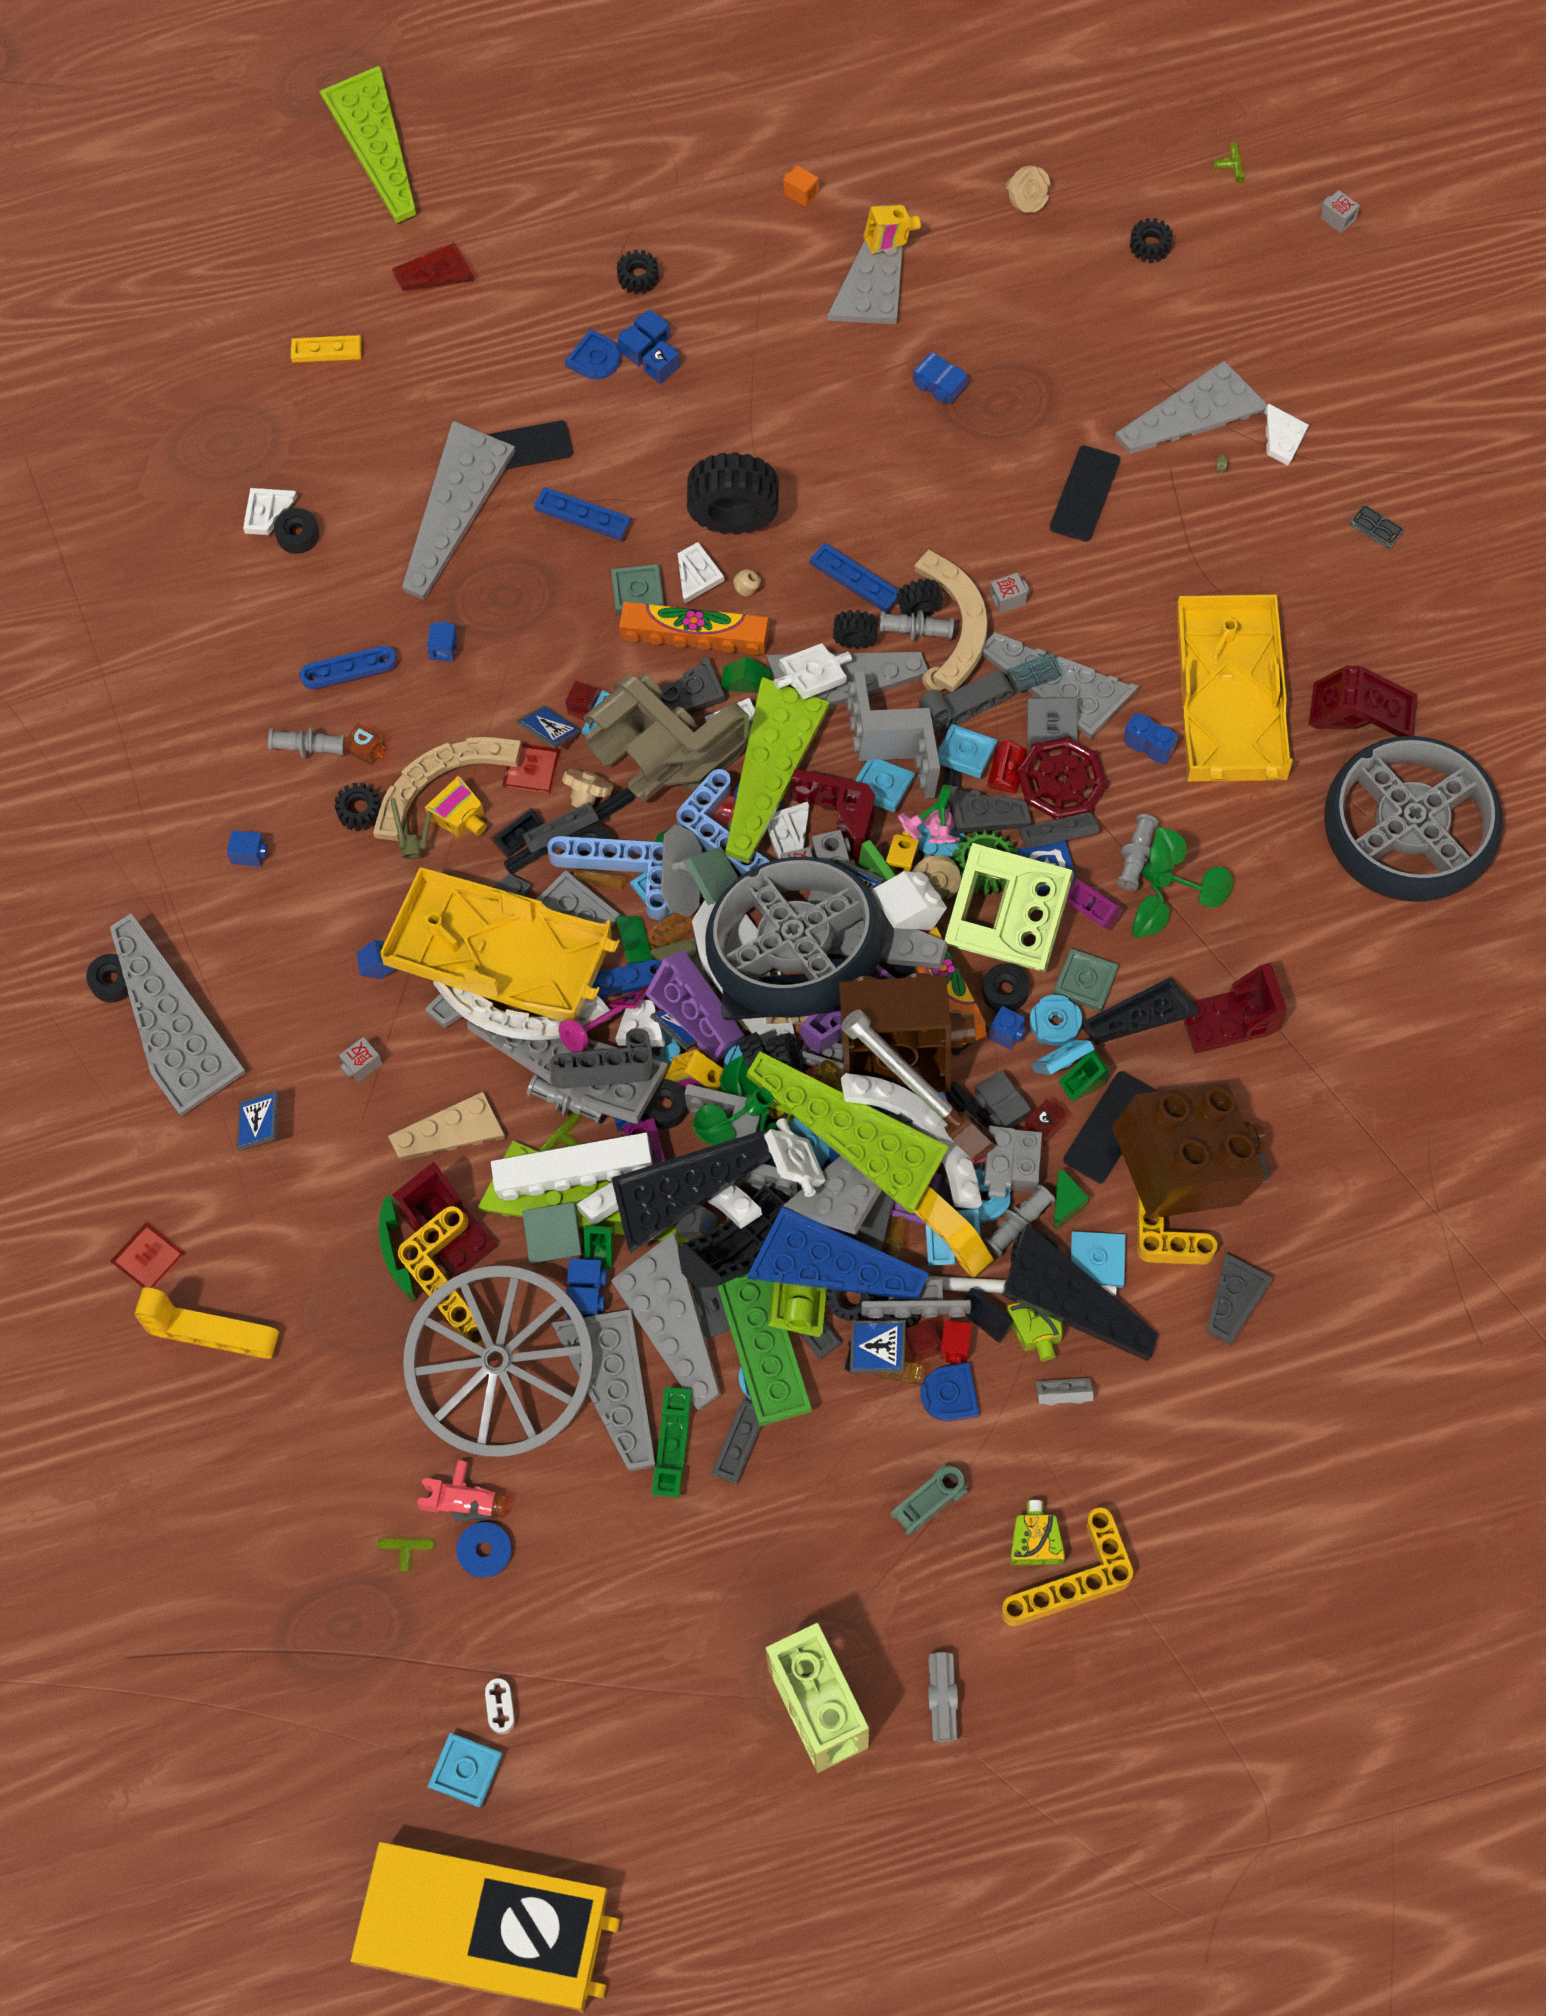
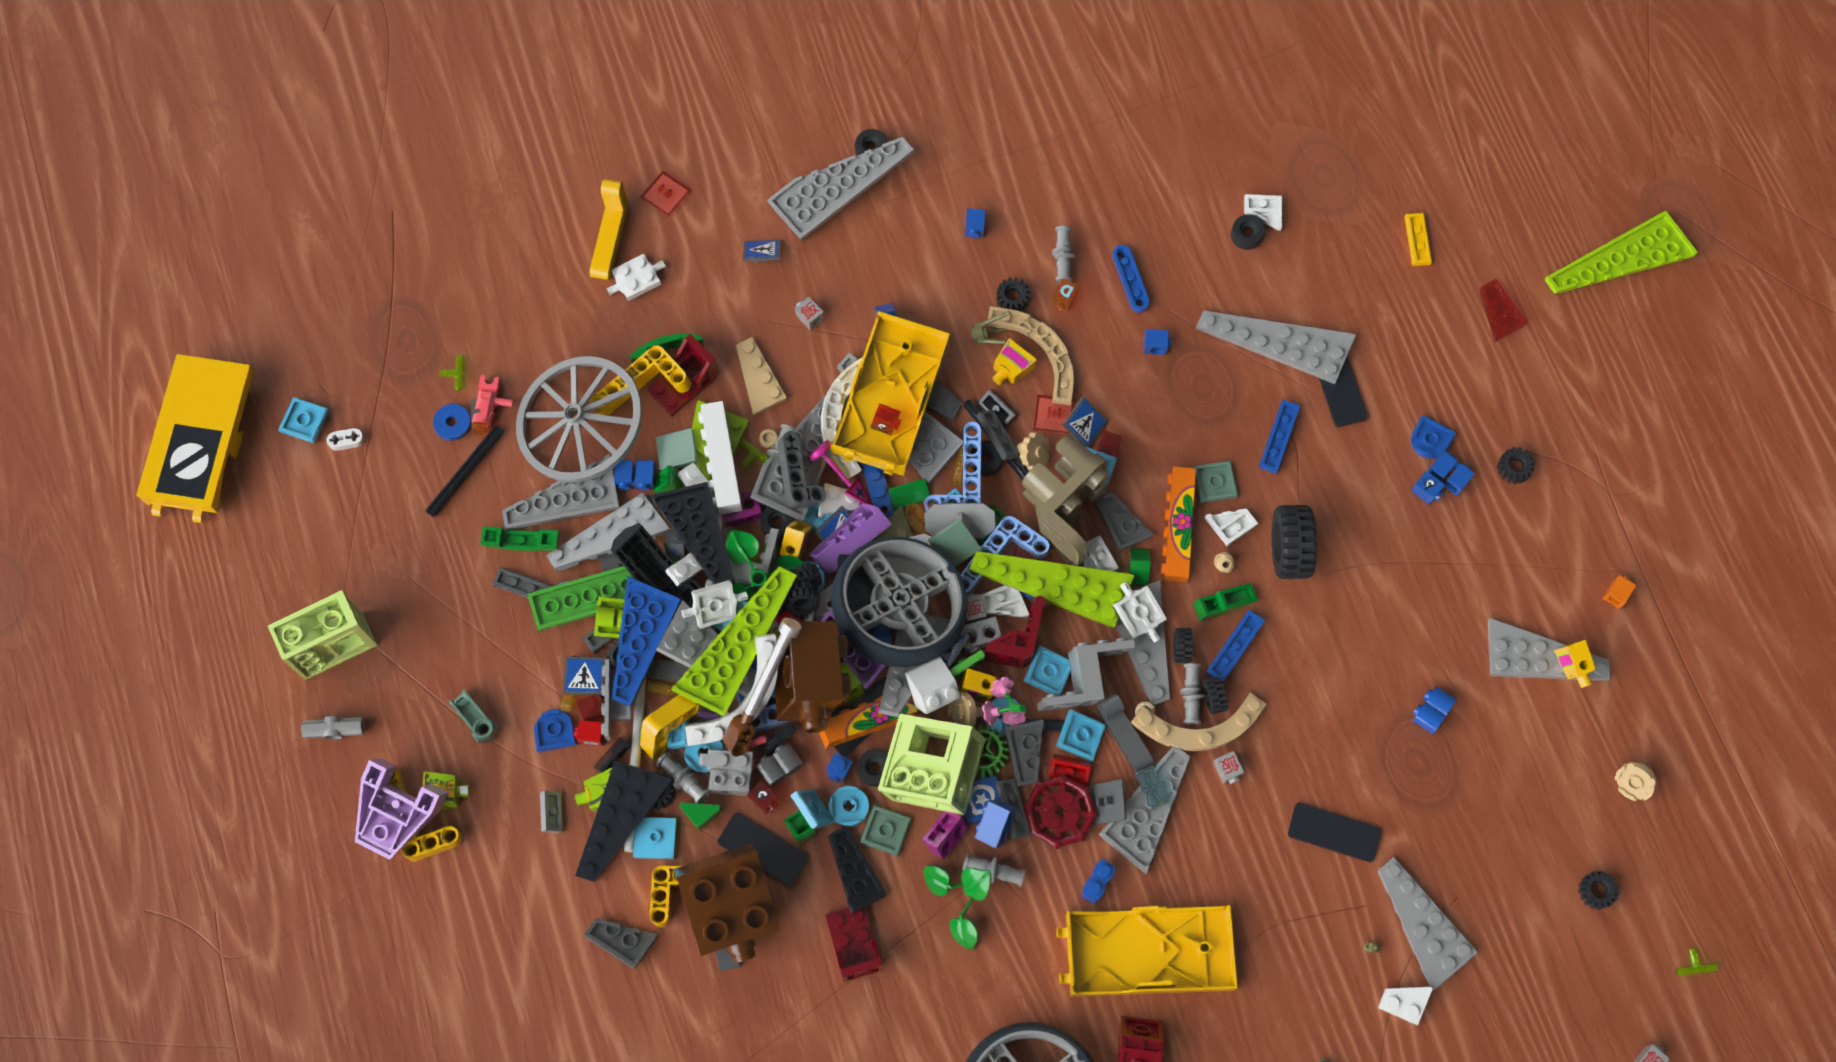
camera: 85 degrees right, 5 degrees up
(279, 1294) = (636, 277): none -> white plate
(537, 949) = (886, 419): none -> clear red brick
(541, 1117) = (768, 438): none -> tan tile
(562, 1529) = (464, 471): none -> black axle
(797, 586) = (1224, 601): none -> green slope
(1078, 1596) = (390, 816): none -> lavender wedge
(1080, 844) = (995, 823): none -> brick

